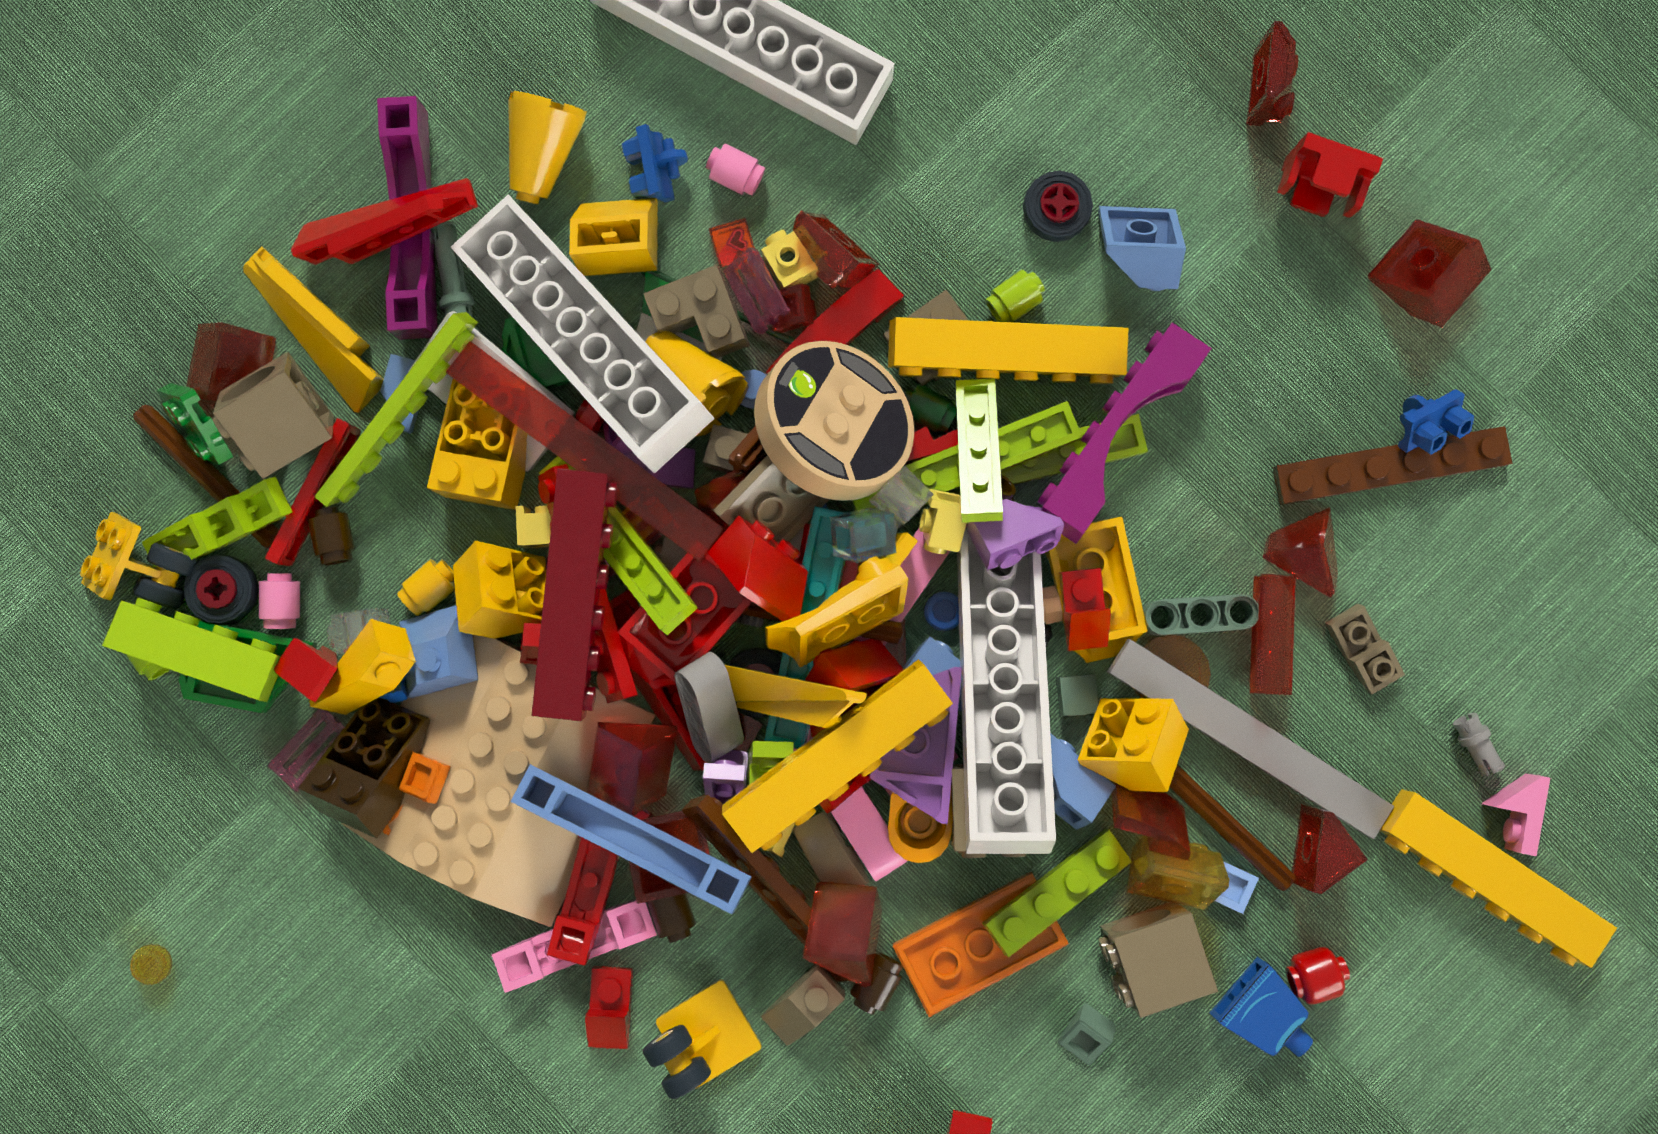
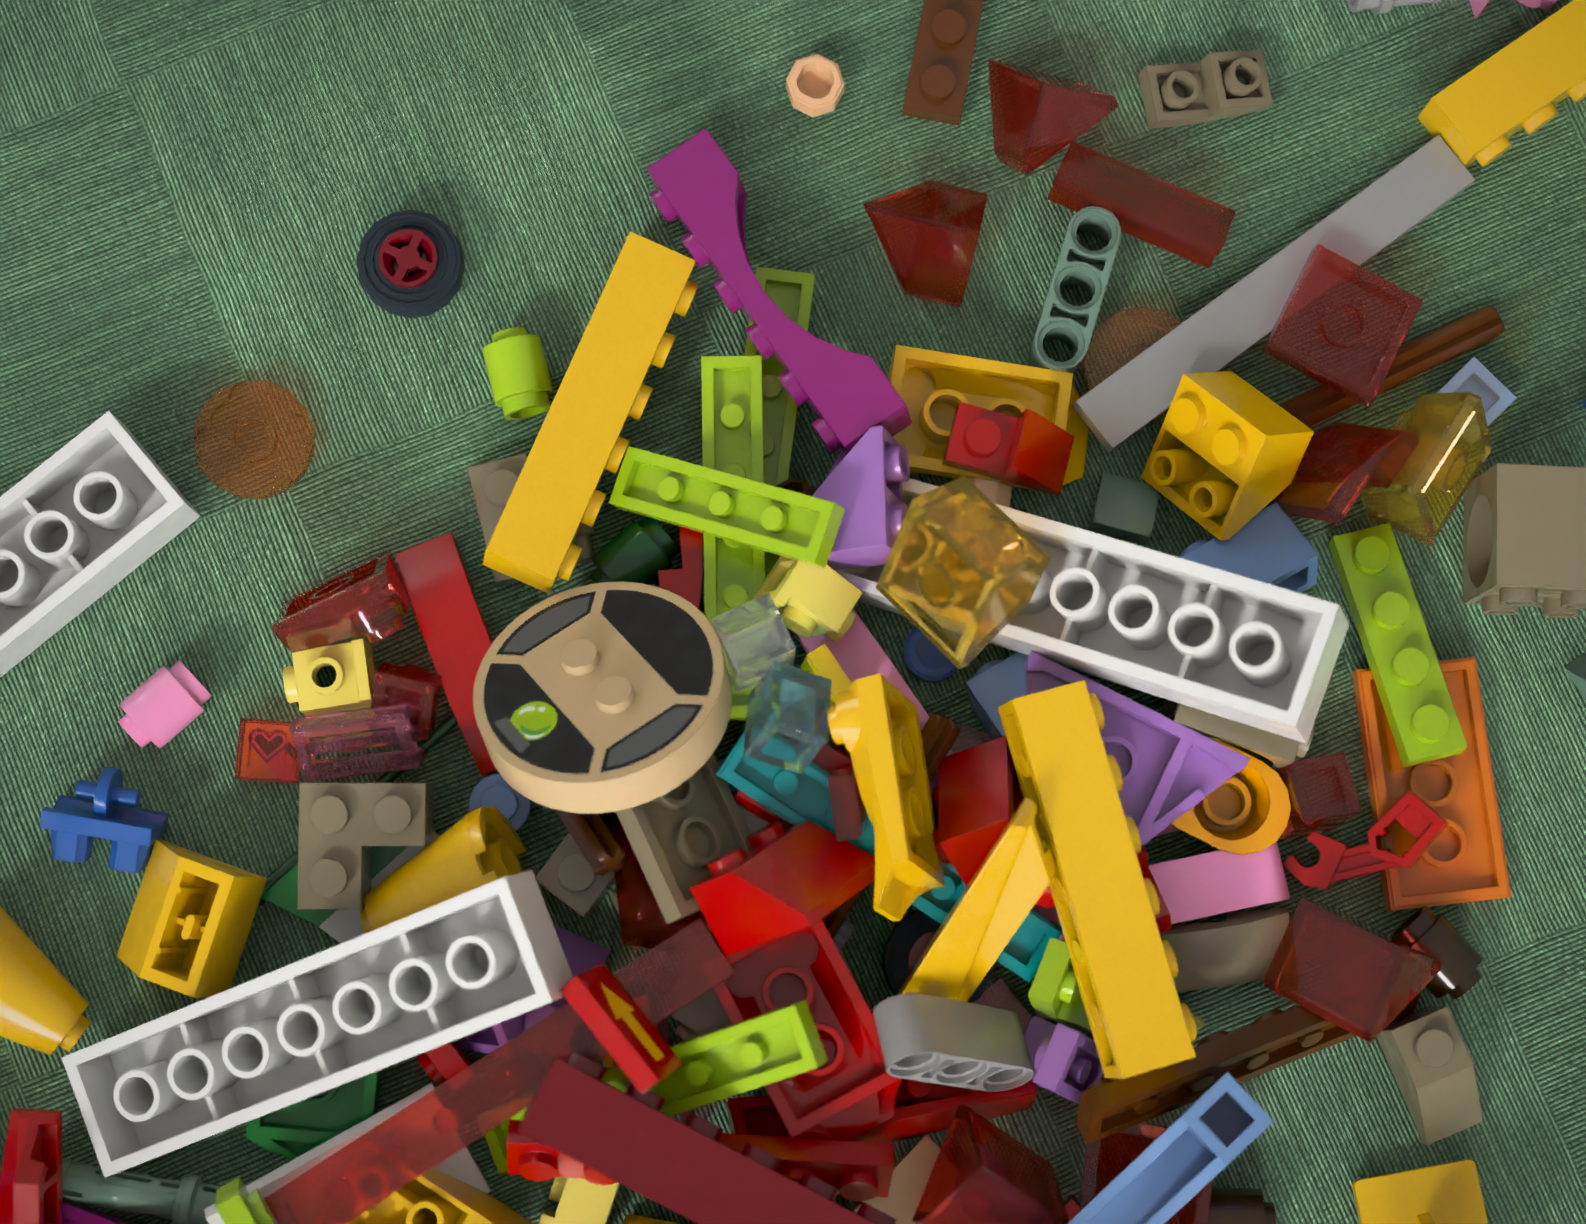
camera: 75 degrees left, 5 degrees down
(641, 506) = (621, 1027): none -> red tile
(821, 590) = (847, 805): none -> clear red tile
(909, 905) = (1341, 863): none -> red piece
(914, 158) = (254, 440): none -> clear orange tile
(945, 876) = (1319, 794): none -> clear red panel
(993, 604) = (960, 569): none -> clear yellow slope
(1145, 244) = (517, 163): medium blue slope -> none
(1200, 513) = (930, 237): none -> clear red slope
(1244, 787) = (1342, 325): none -> clear red tile
(1268, 406) = (815, 85): none -> light nougat tile
(1323, 850) = (1469, 252): clear red slope -> none

